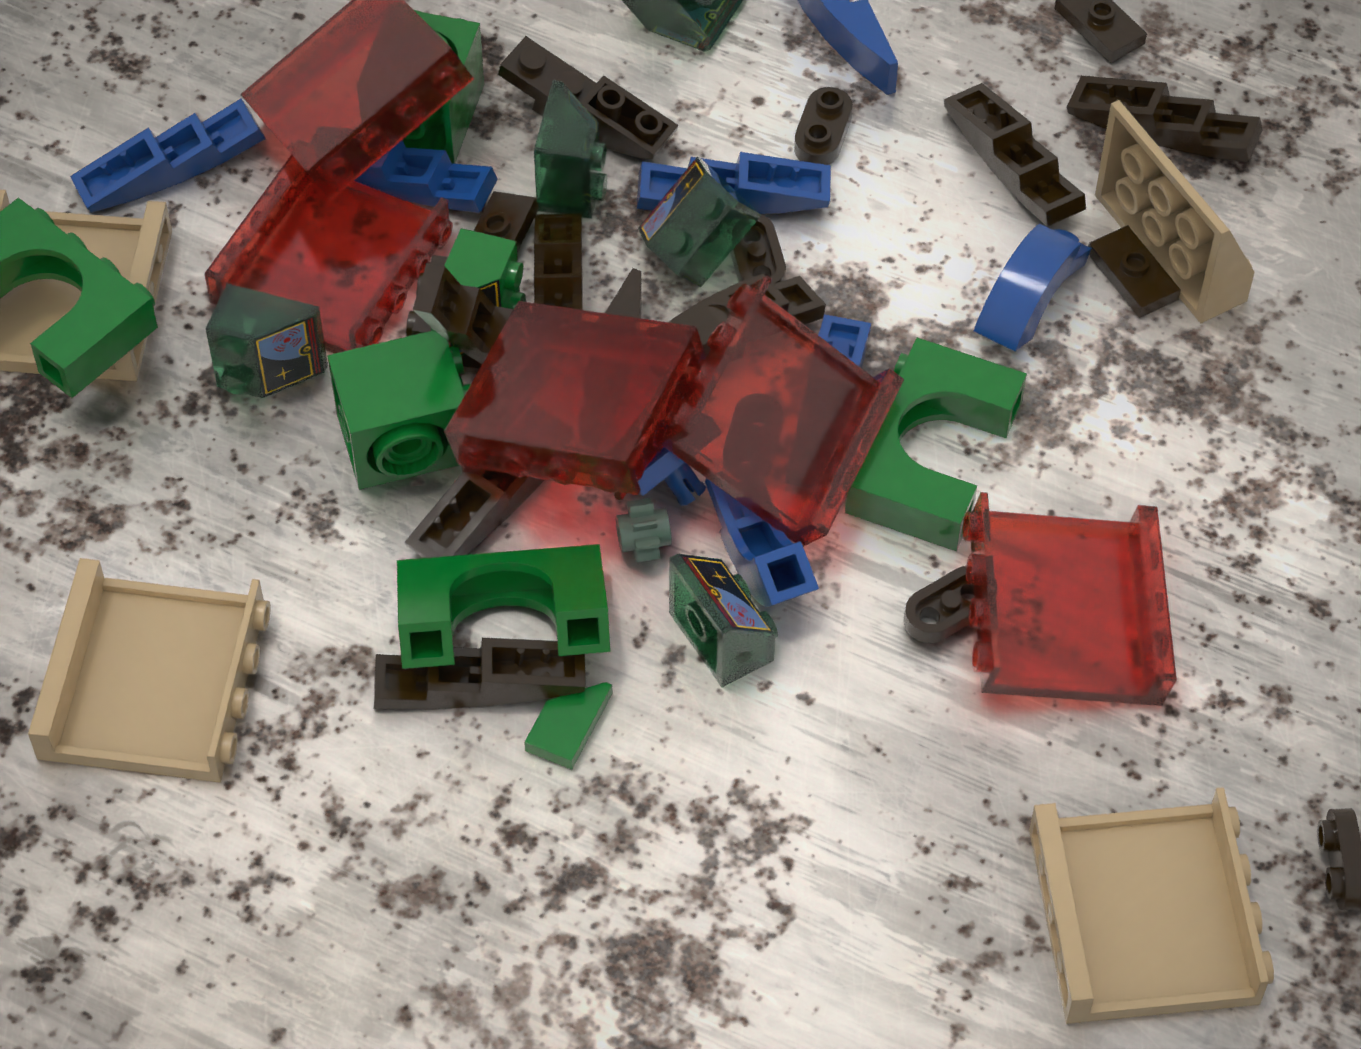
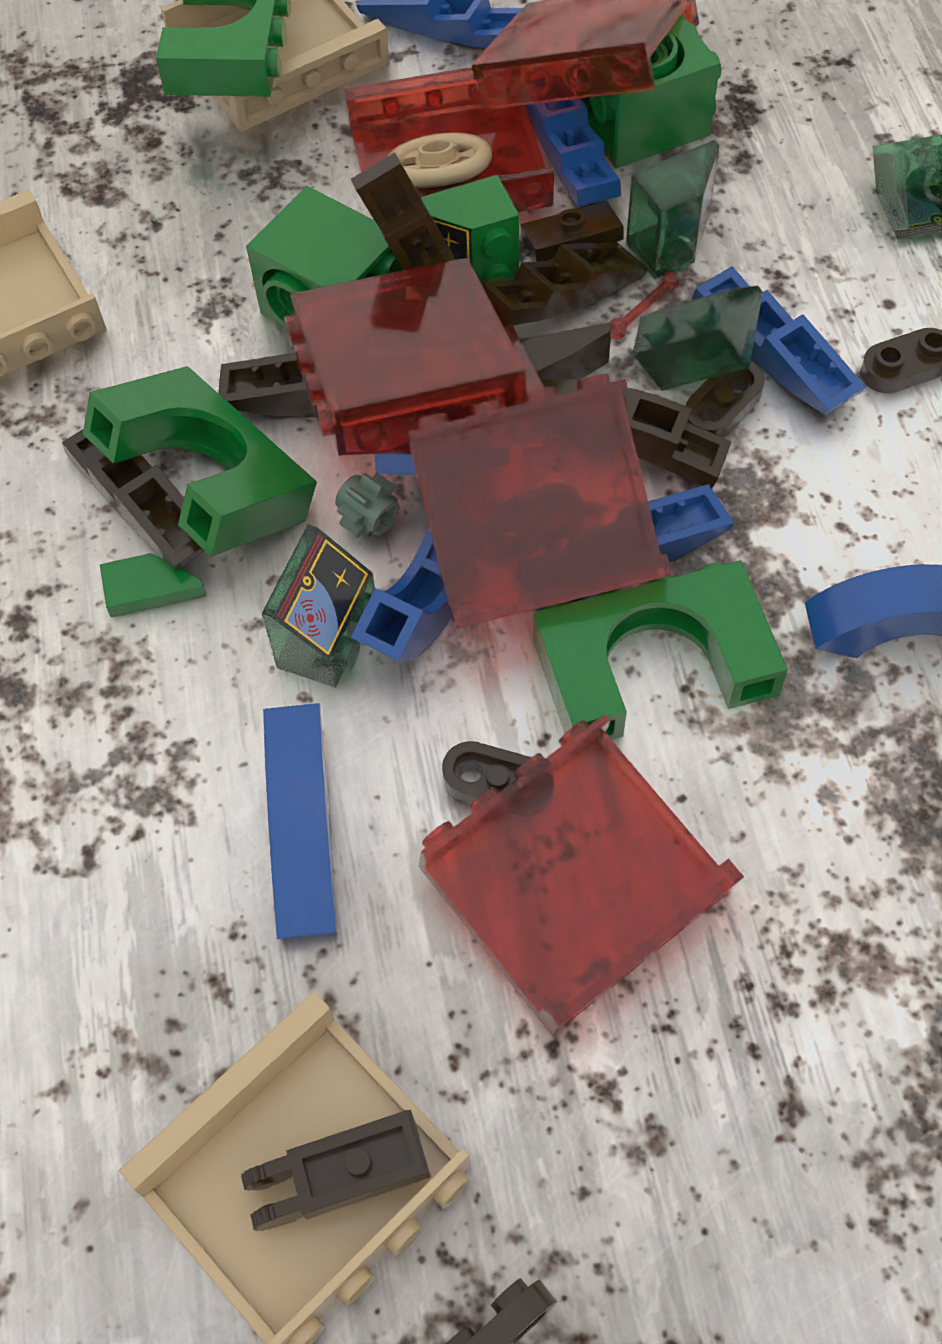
camera: 55 degrees right, 5 degrees up
(264, 342) = (307, 149): clear green slope -> none
(346, 264) = (439, 159): none -> tan plate
(617, 270) = (619, 325): none -> clear red hinge
(623, 119) = (749, 194): dark brown slope -> none
(879, 739) = (299, 821): none -> blue slope
(1172, 870) = (341, 1170): none -> dark brown hinge

